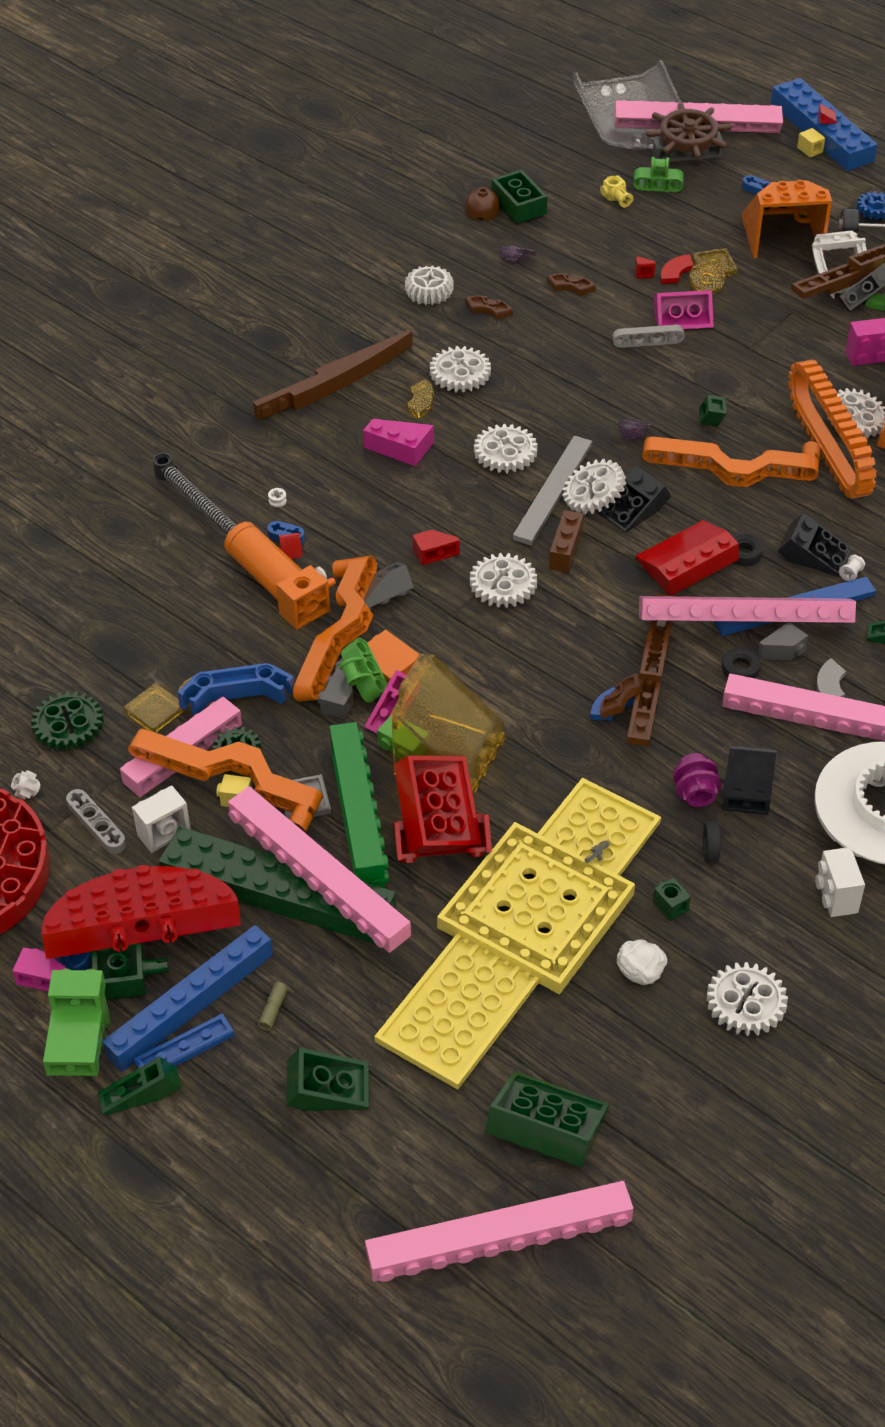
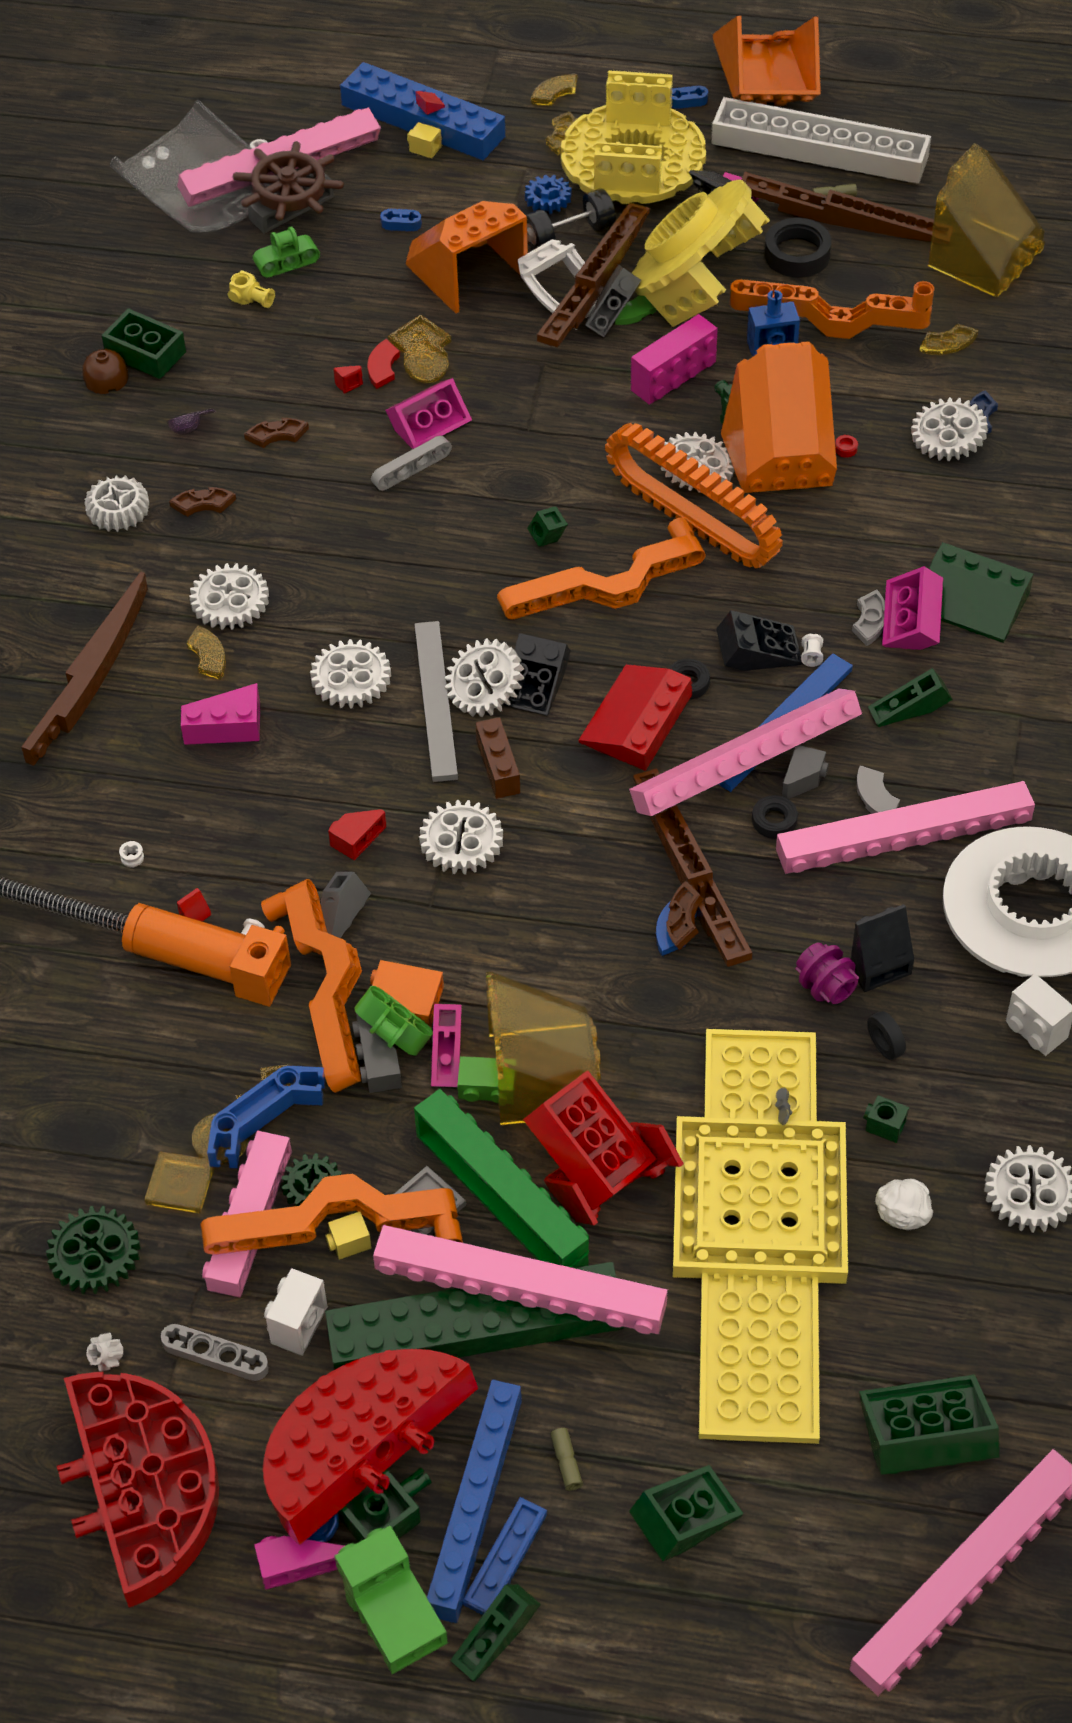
camera: 30 degrees left, 5 degrees up
(281, 528) = (172, 891): blue beam -> none
(633, 428) = (474, 584): cap -> none

